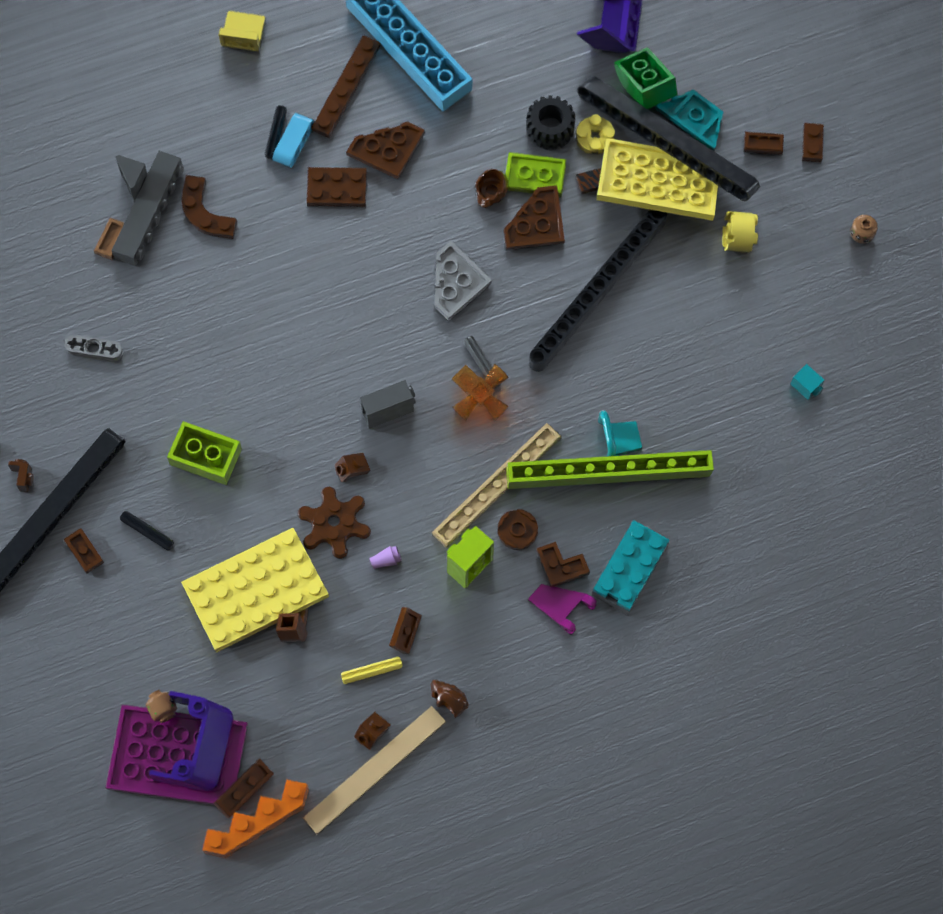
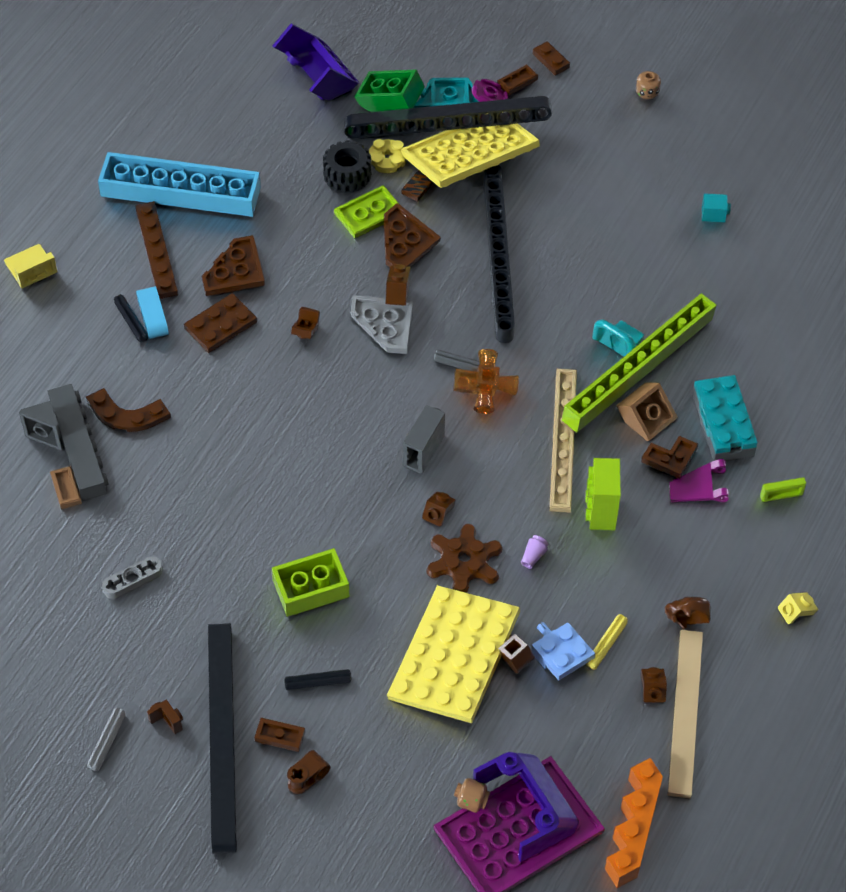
camera: 40 degrees left, 15 degrees down
(78, 593) = (307, 772): none -> reddish brown piece
(243, 788) = (600, 807): reddish brown tile -> none
(330, 650) = (561, 650): none -> light blue plate
(394, 238) = (306, 324): none -> reddish brown bracket
(405, 630) = (605, 593): reddish brown plate -> none
(488, 259) = (398, 285): none -> reddish brown brick
(491, 187) = (346, 238): reddish brown hair -> none
(517, 529) = (614, 449): reddish brown tile -> none
(535, 760) = (797, 605): none -> light yellow bracket
(579, 513) = (647, 410): none -> medium nougat slope
(617, 661) = (783, 489): none -> lime tile
(726, 139) = (488, 91): none -> magenta tile
(739, 231) = (564, 143): light yellow brick -> none

